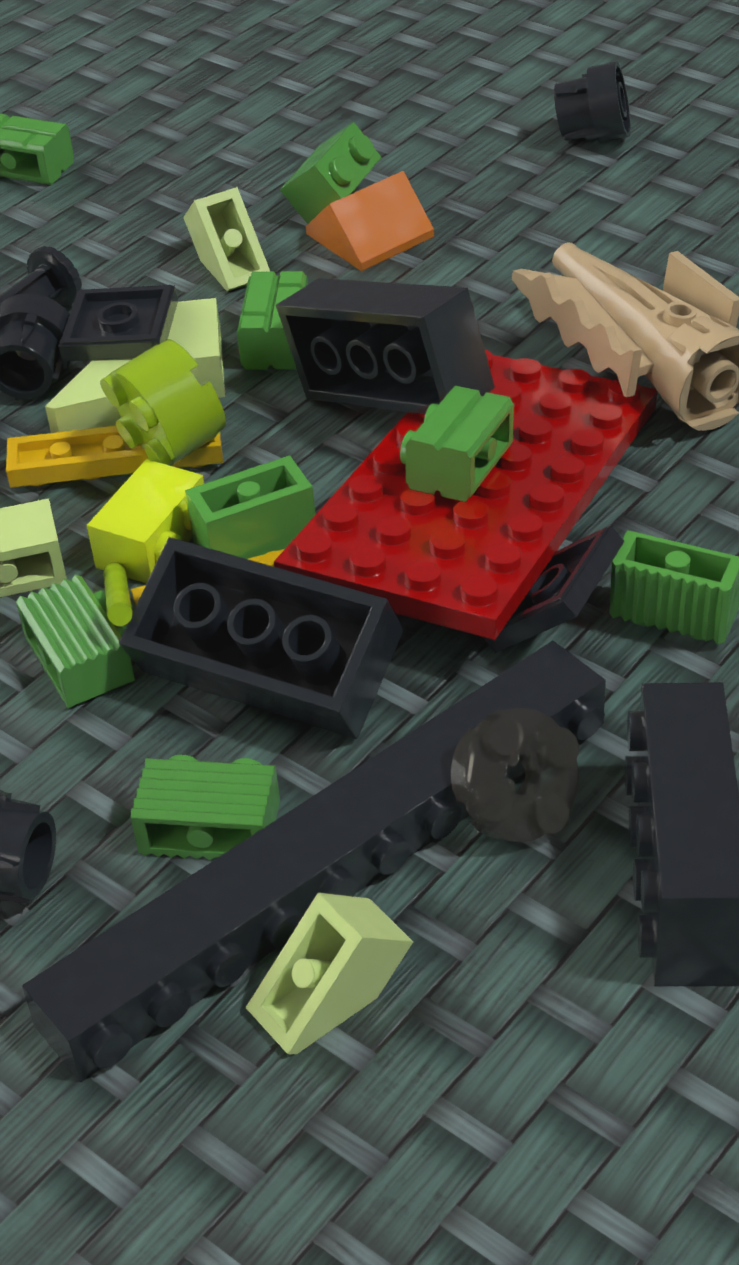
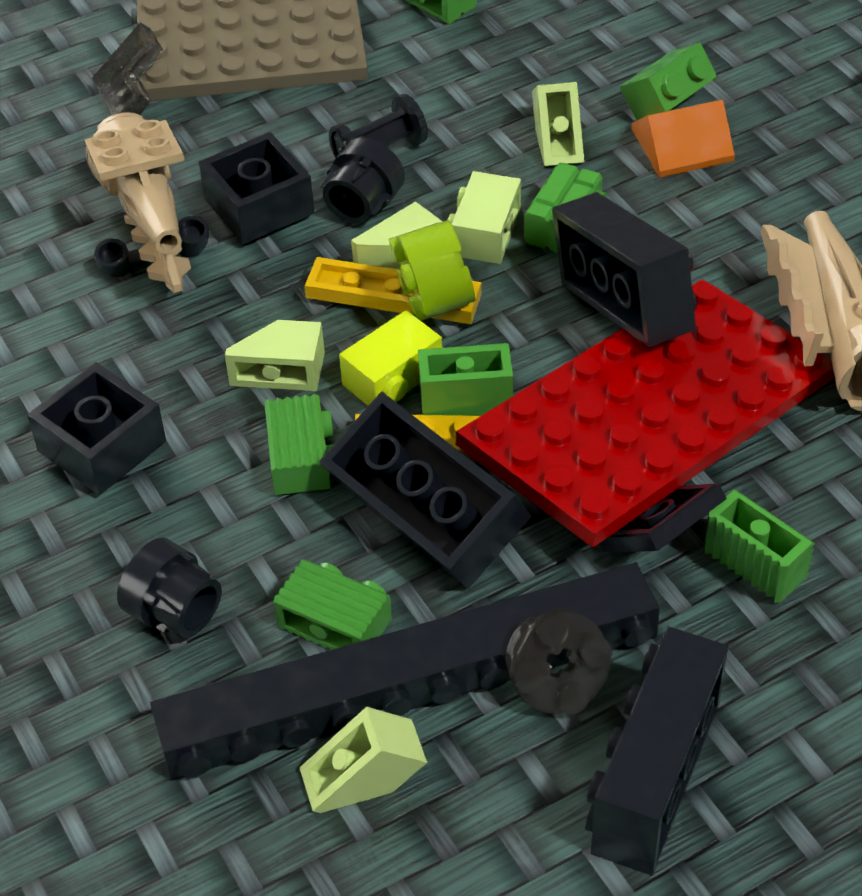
camera: 20 degrees right, 5 degrees up
(117, 322) = (435, 182): black tile -> none
(117, 594) = (338, 418): lime bar -> none
(458, 443) = (638, 374): bright green brick -> none

